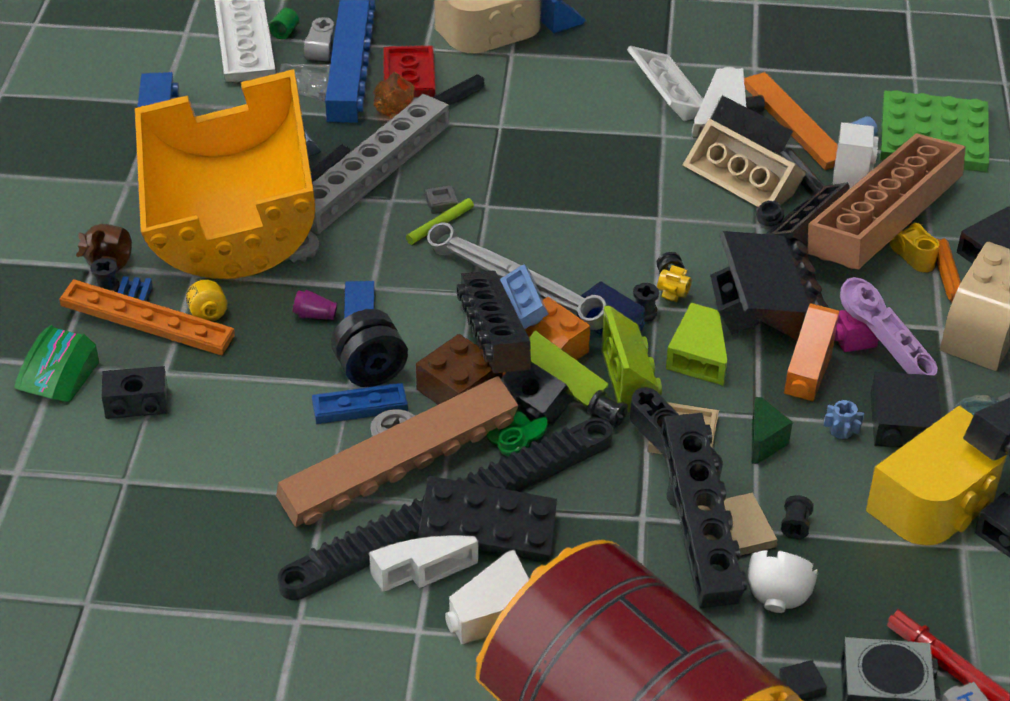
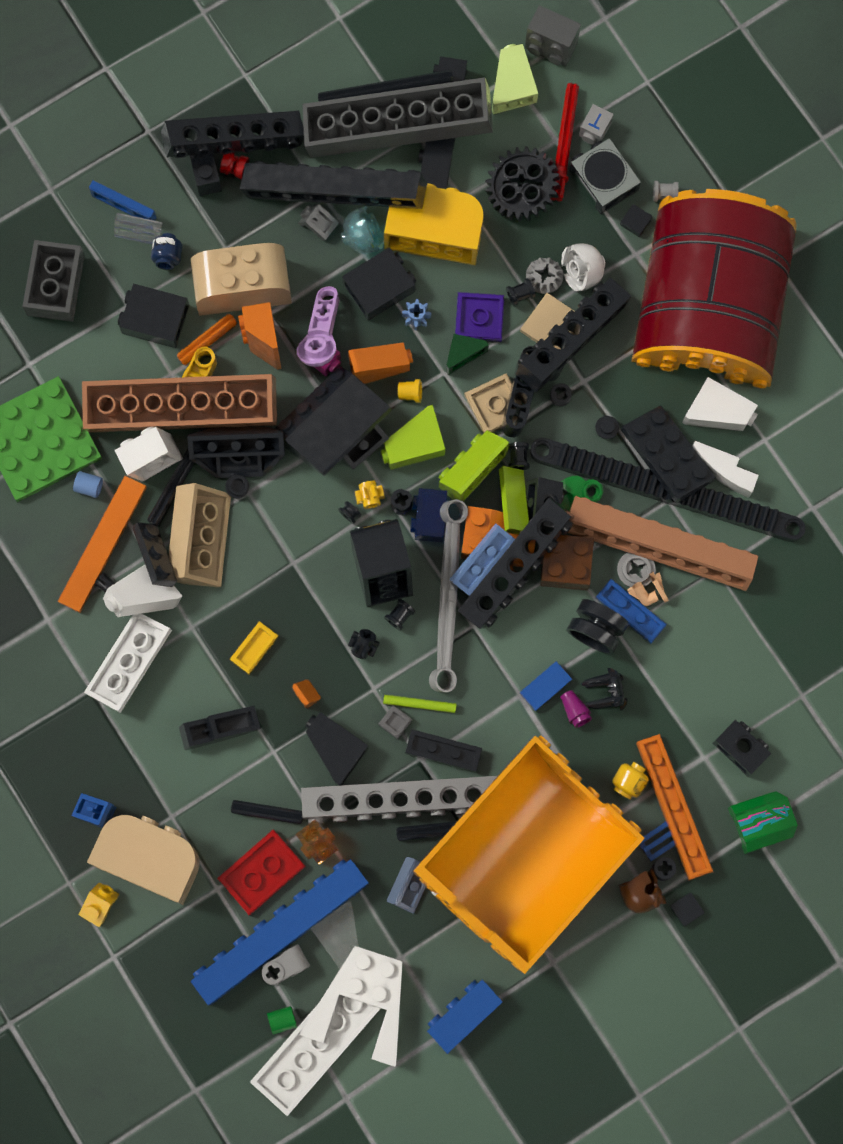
camera: 130 degrees left, 35 degrees up
(54, 278) = (687, 909): none -> black tile
(234, 69) = (371, 980): none -> white wing
(287, 337) = (613, 681): none -> black piece
(360, 423) = (639, 592): none -> light nougat piece
(380, 208) = (443, 750): none -> black plate
(462, 149) = (335, 746): none -> black slope
(528, 157) = (306, 693): none -> orange slope
(533, 241) = (399, 614): none -> black bush
(538, 201) = (363, 643): none -> black gear
(555, 98) = (219, 727): none -> black slope
(570, 498) = (607, 427): none -> black plate
(594, 223) = (382, 562): none -> black brick
(604, 156) = (254, 648): none -> yellow tile
(637, 487) = (553, 394): none -> black bush
(757, 372) = (410, 390): none -> yellow piece
(797, 472) = (480, 316): none -> dark purple tile
(816, 552) = (551, 283): none -> light grey gear
(913, 274) = (259, 332): none -> orange slope
(936, 593) = (526, 165): none -> black gear

